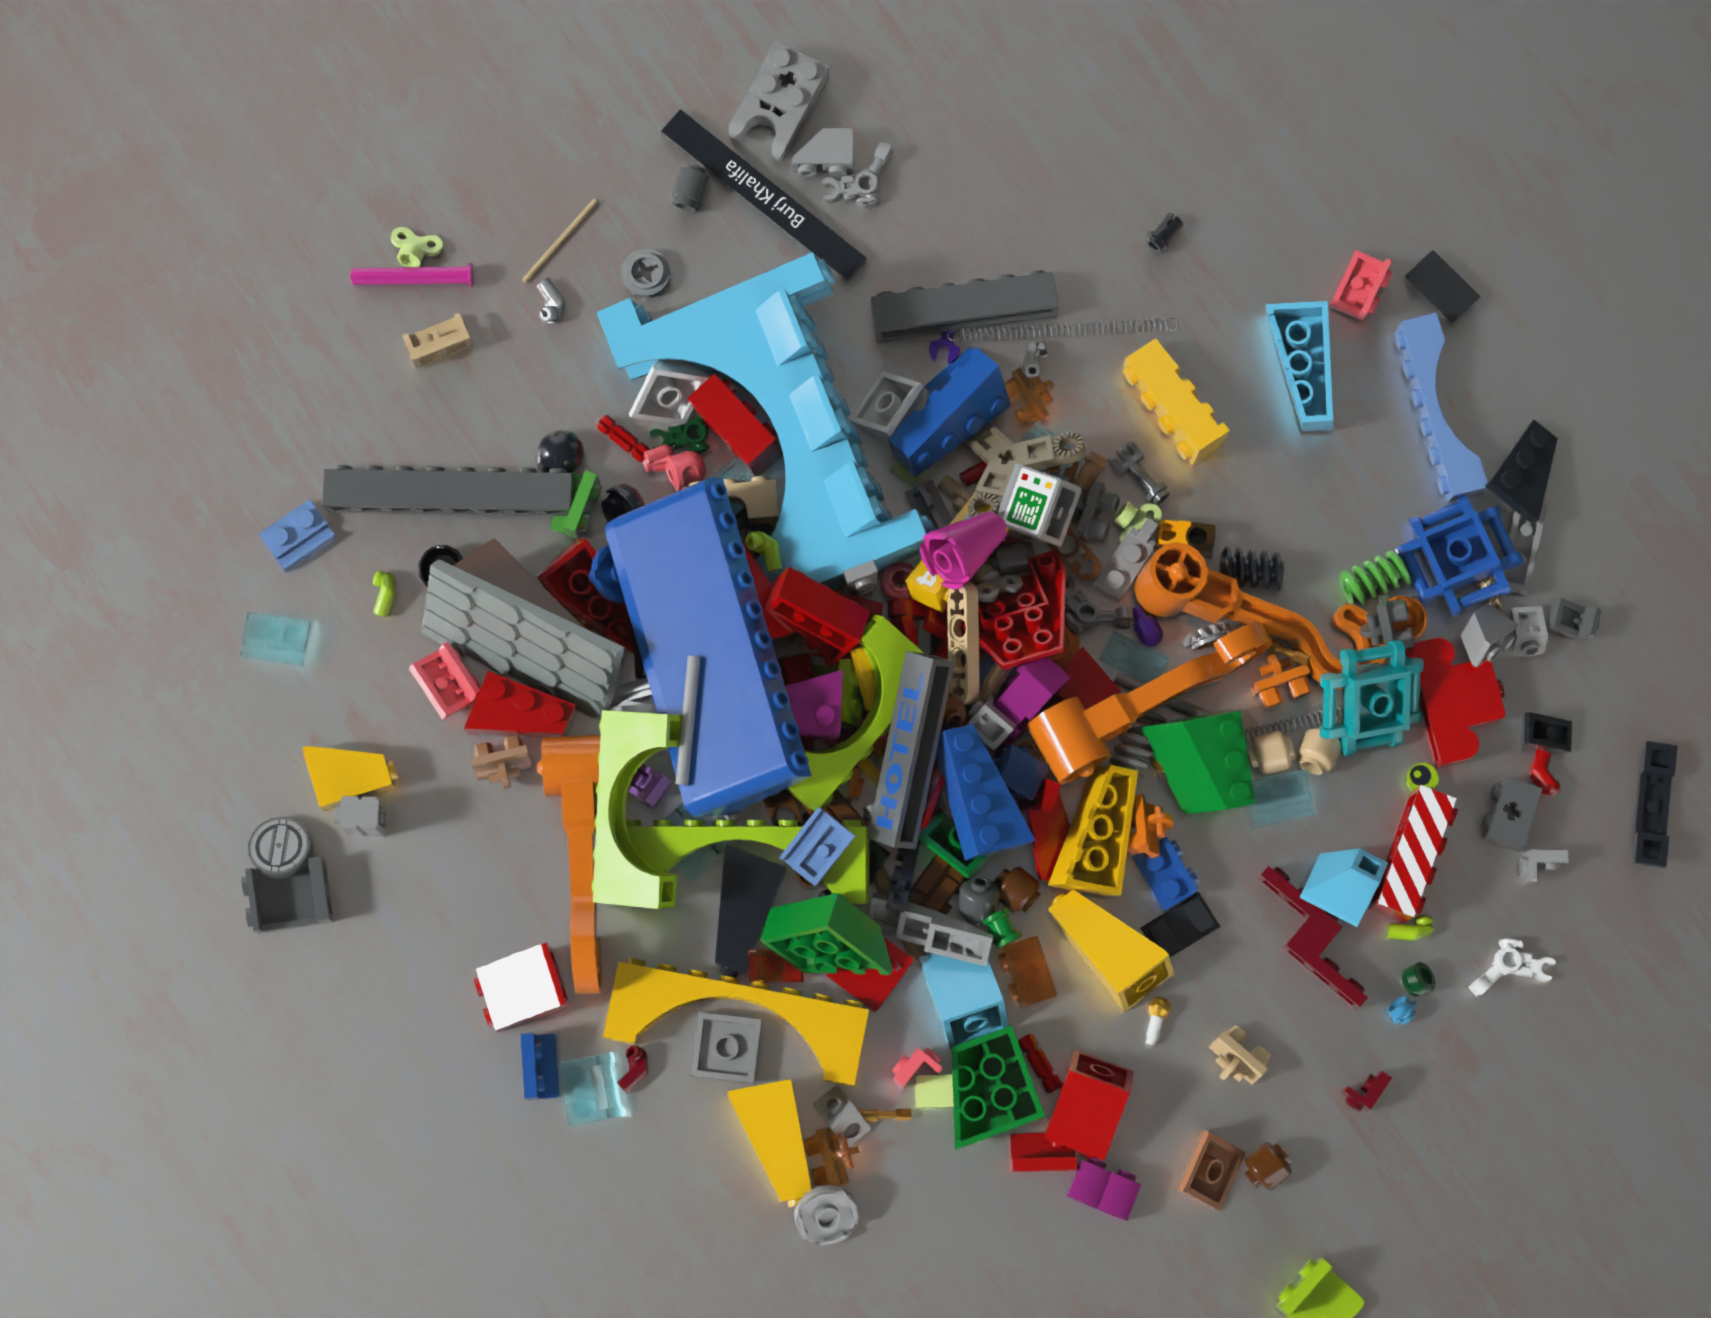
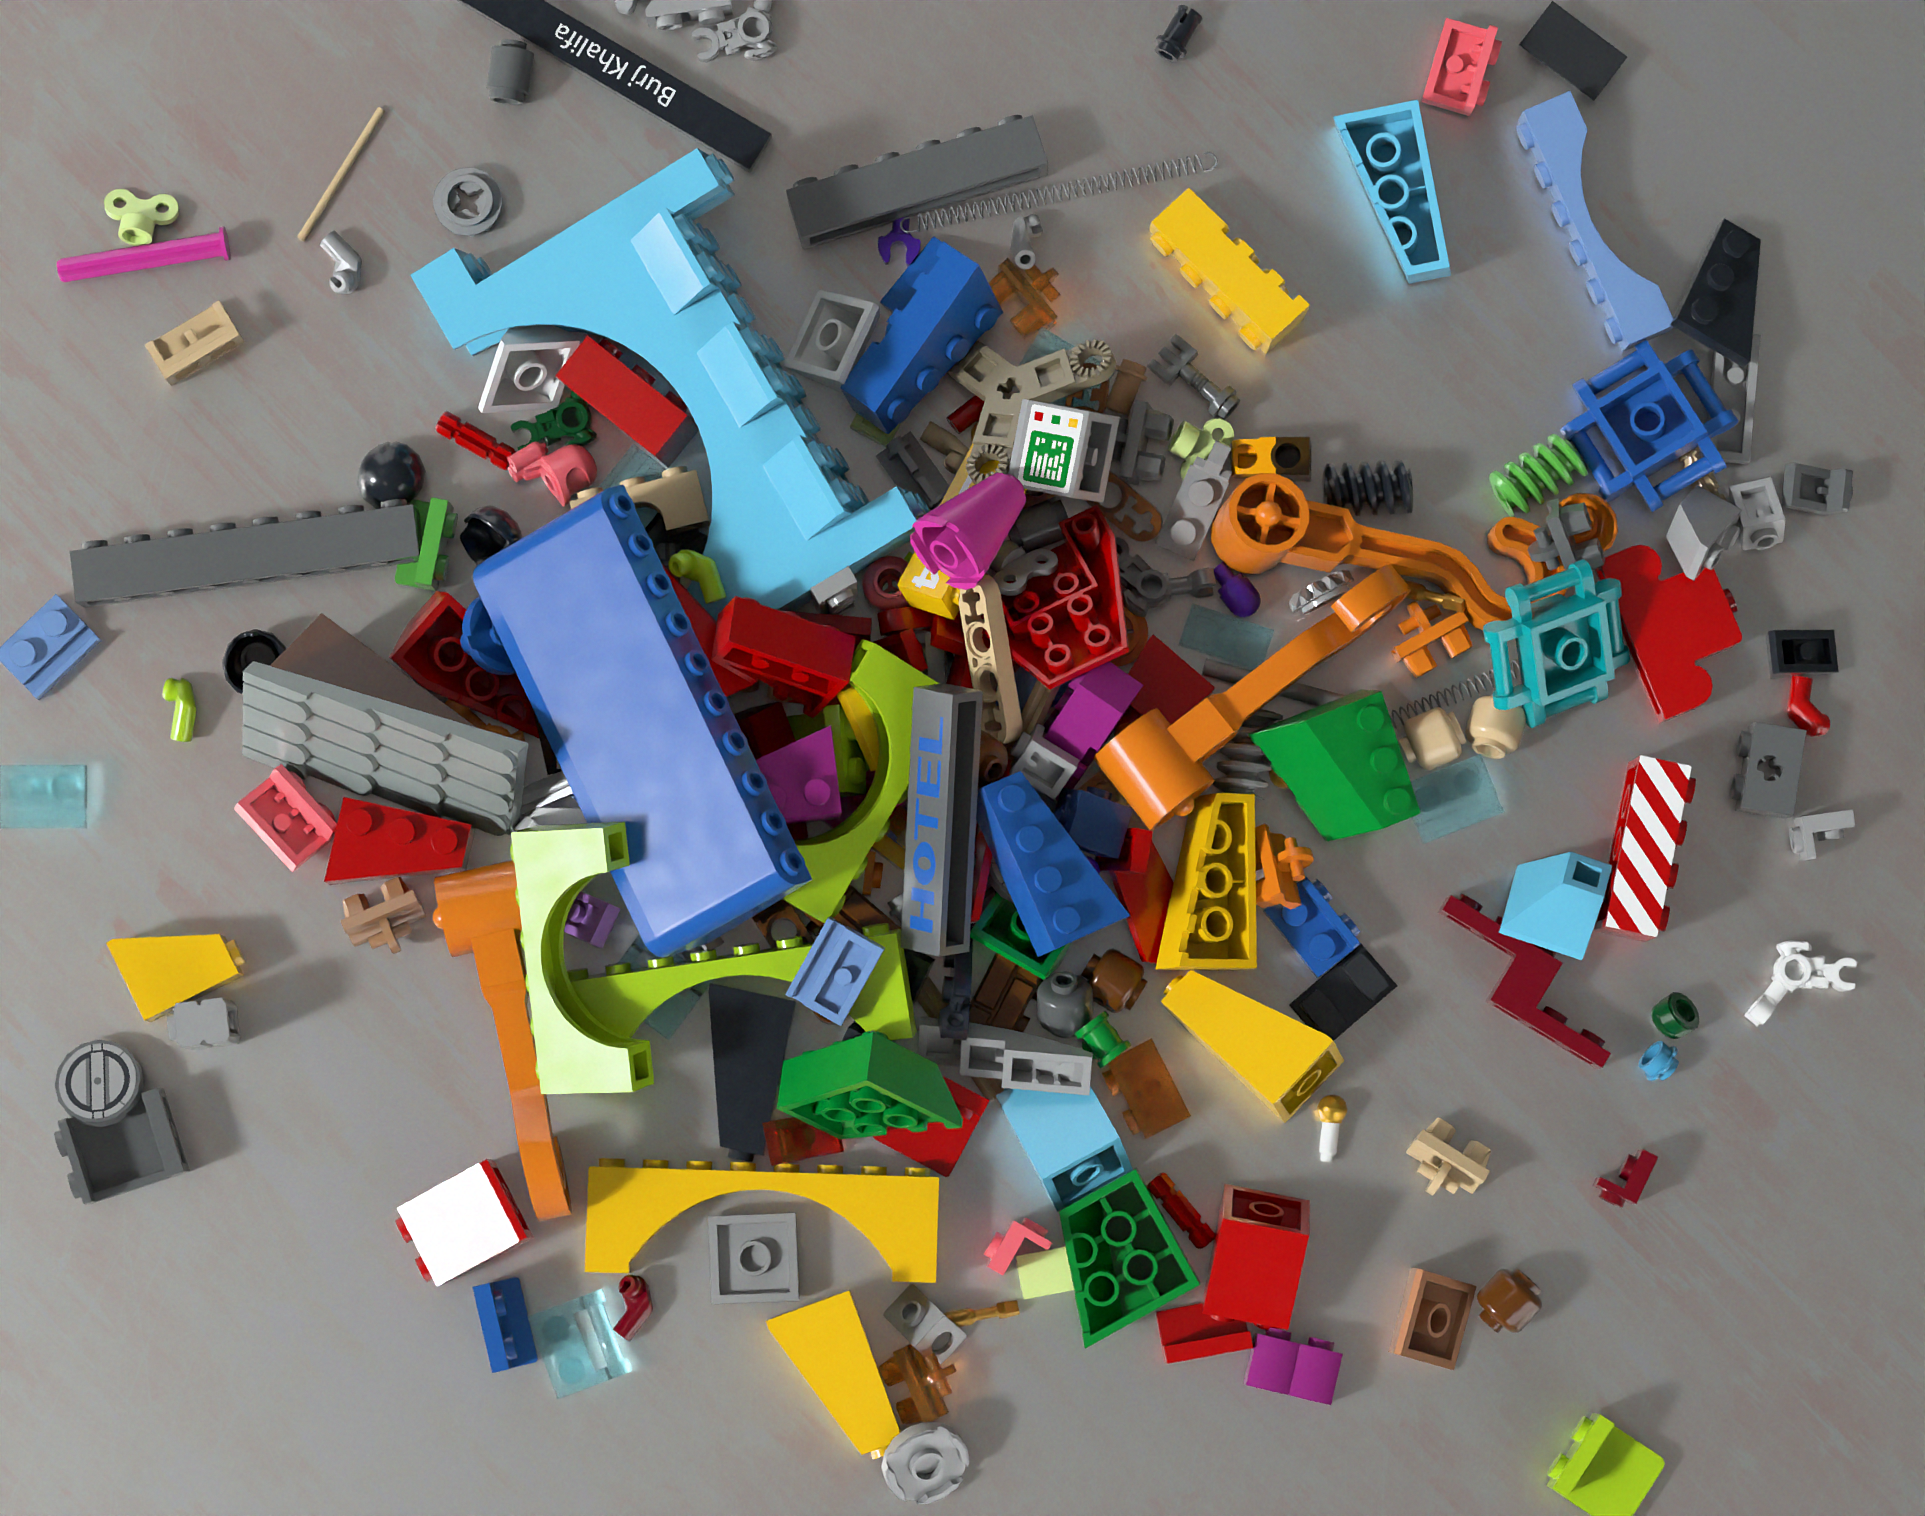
camera: 15 degrees left, 5 degrees up
(687, 722) = (631, 829): light grey bar -> none
(1412, 932) = (1657, 953): lime arm -> none
(1421, 774) = (1641, 738): tile -> none

